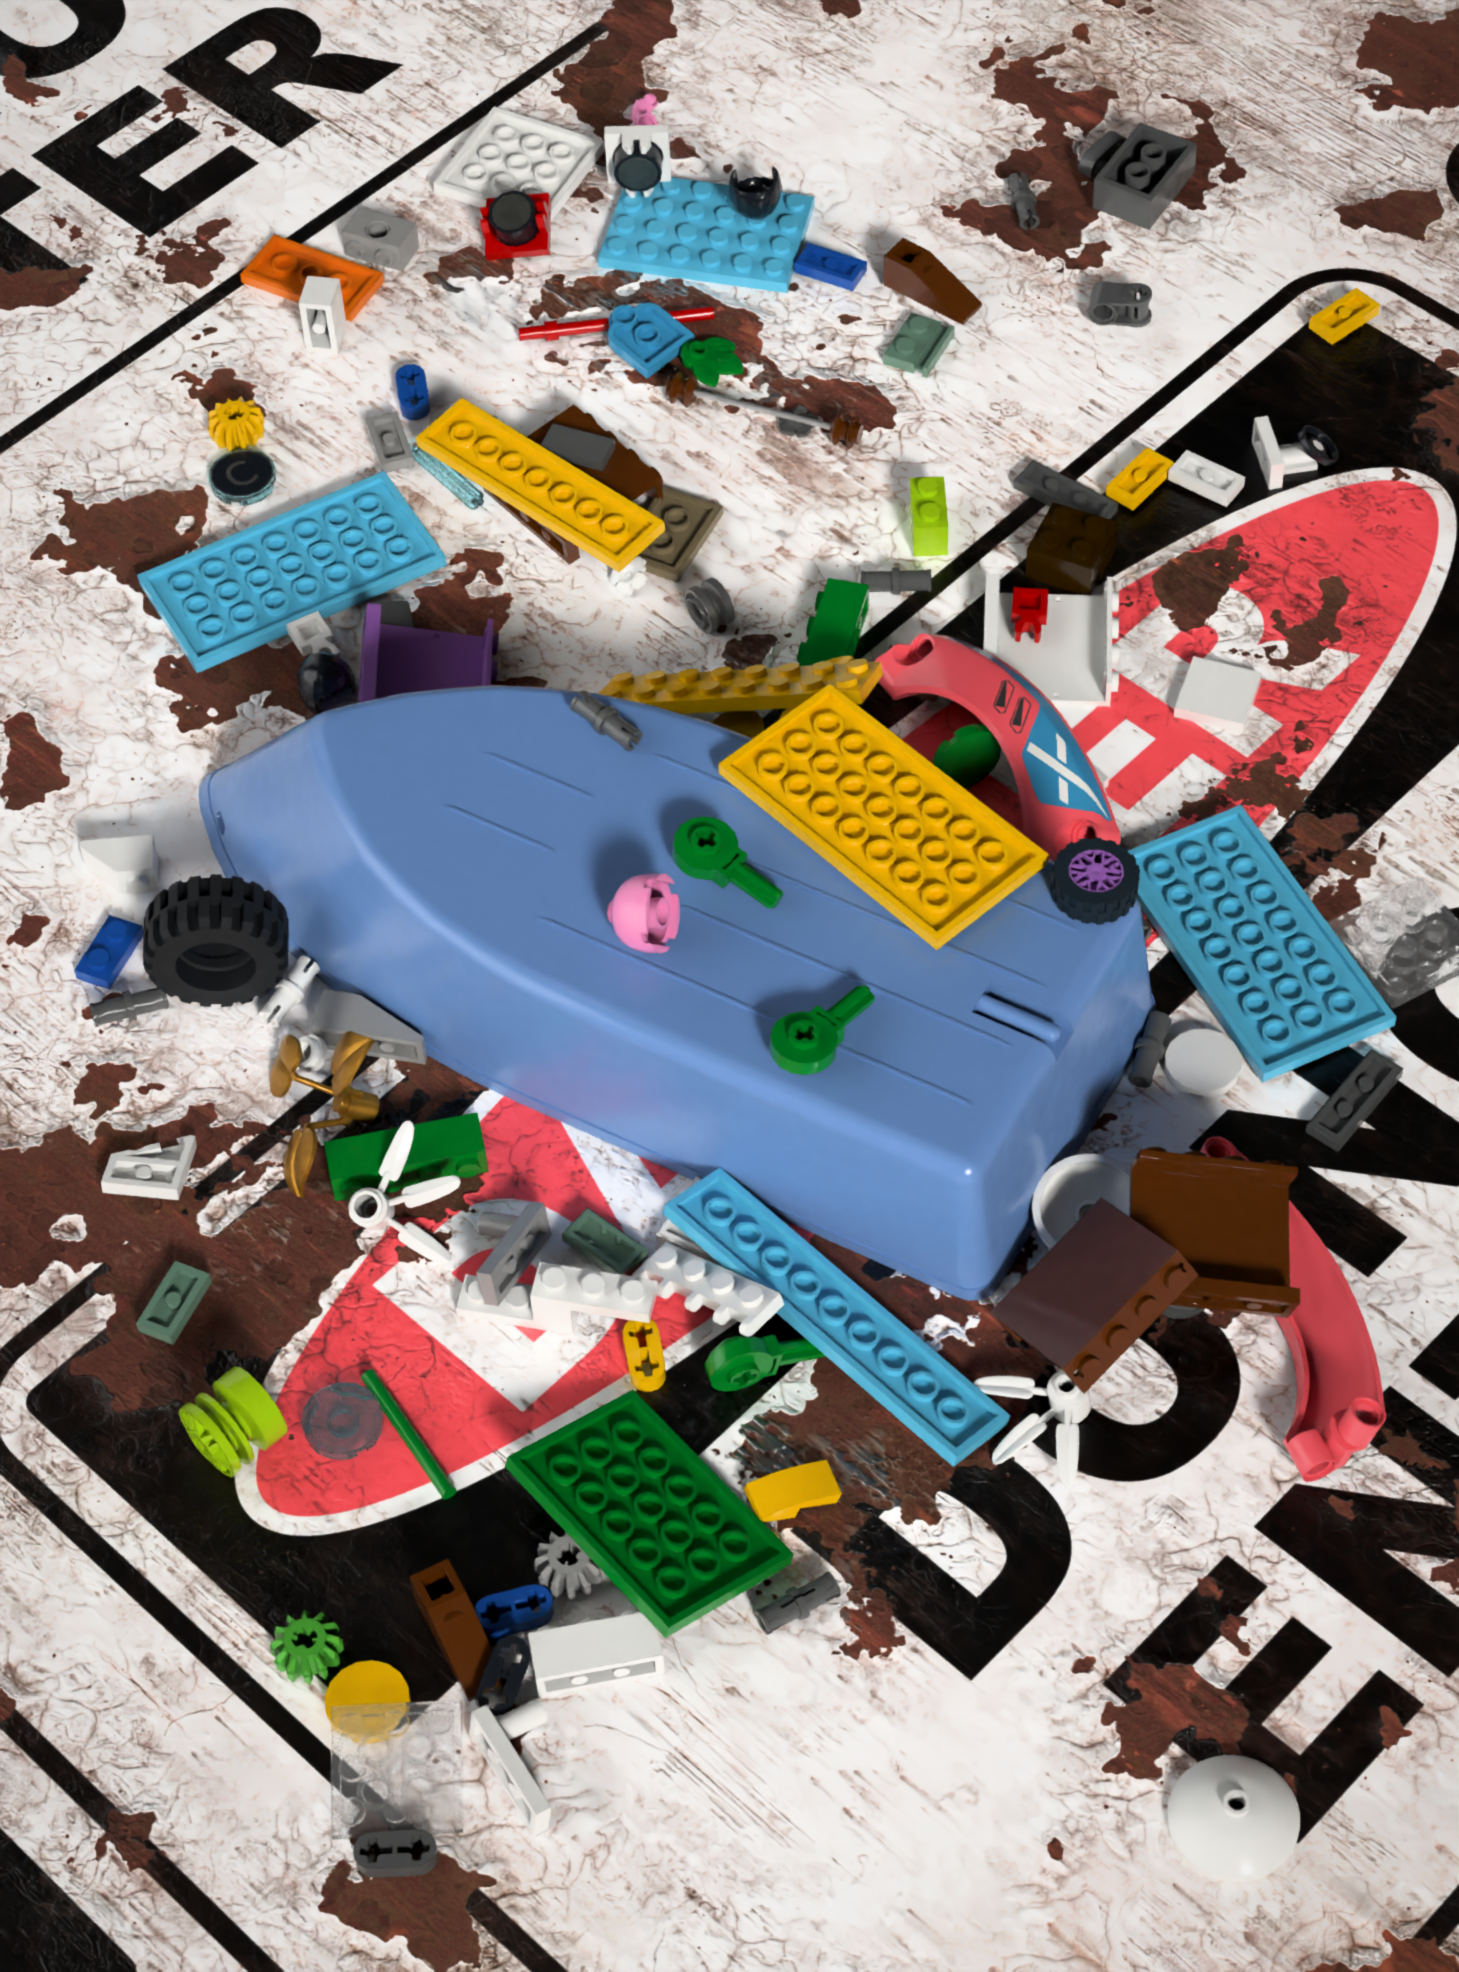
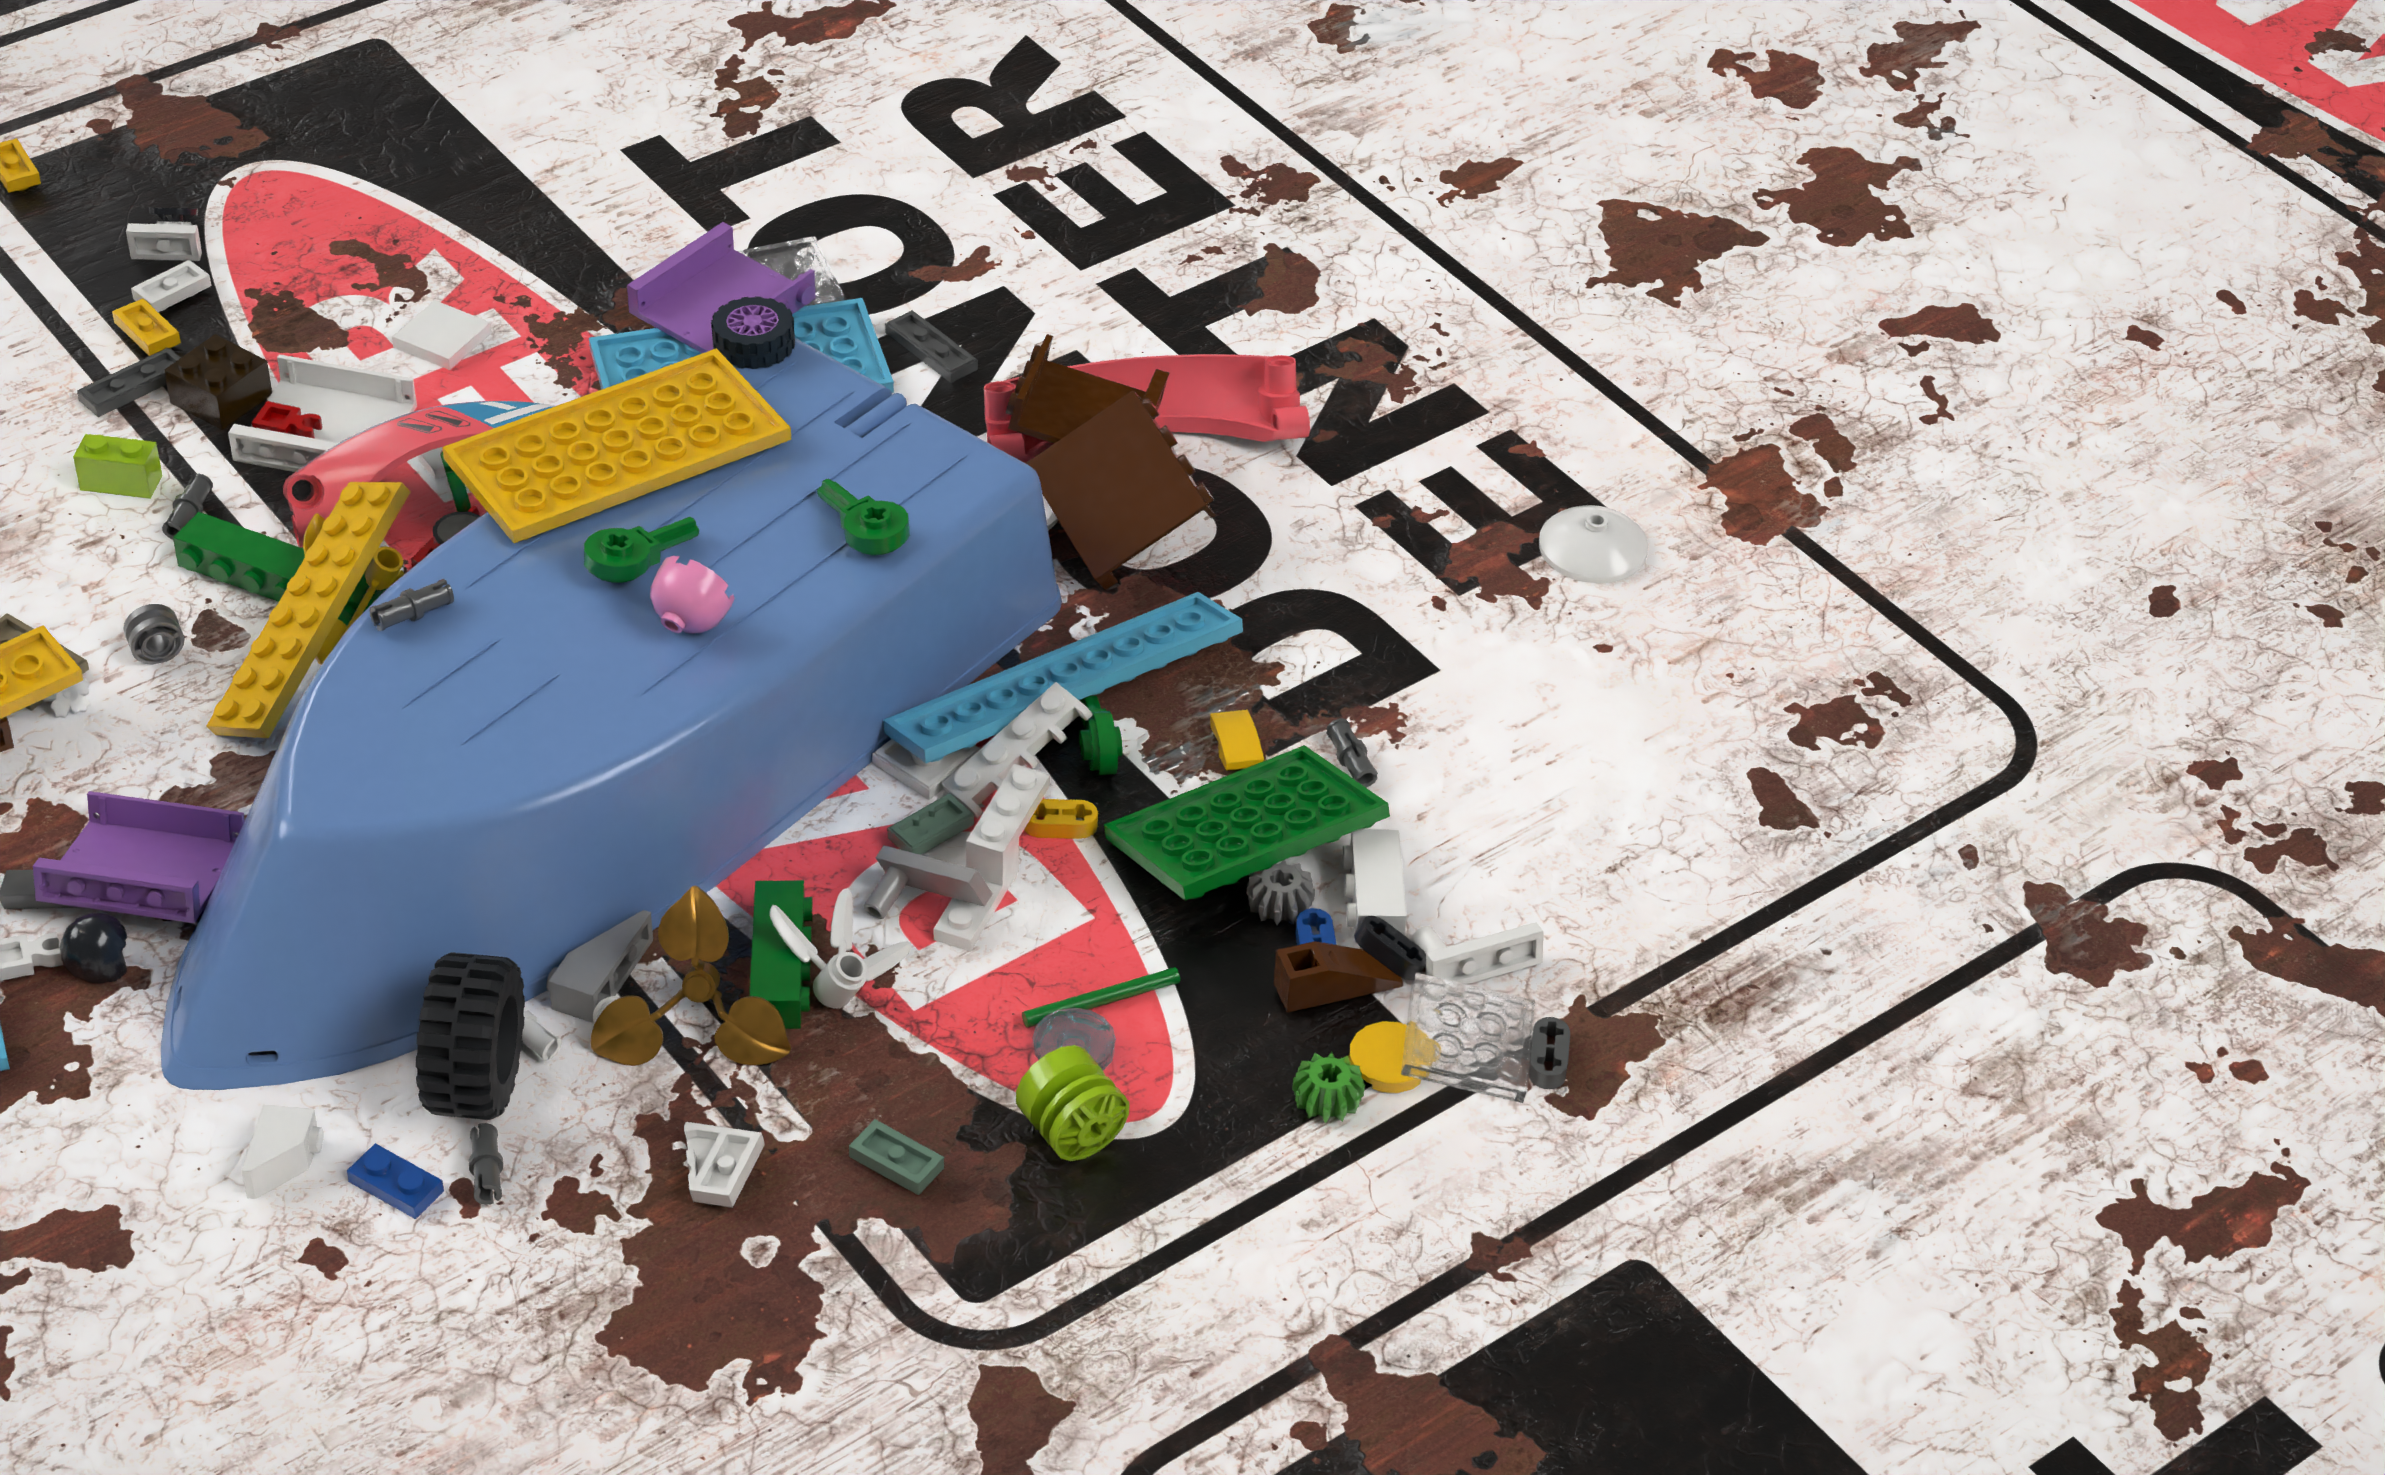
camera: 85 degrees left, 10 degrees down
(1066, 1405) = (1194, 558): white plant -> none
(1339, 890) = (703, 276): none -> medium lavender panel

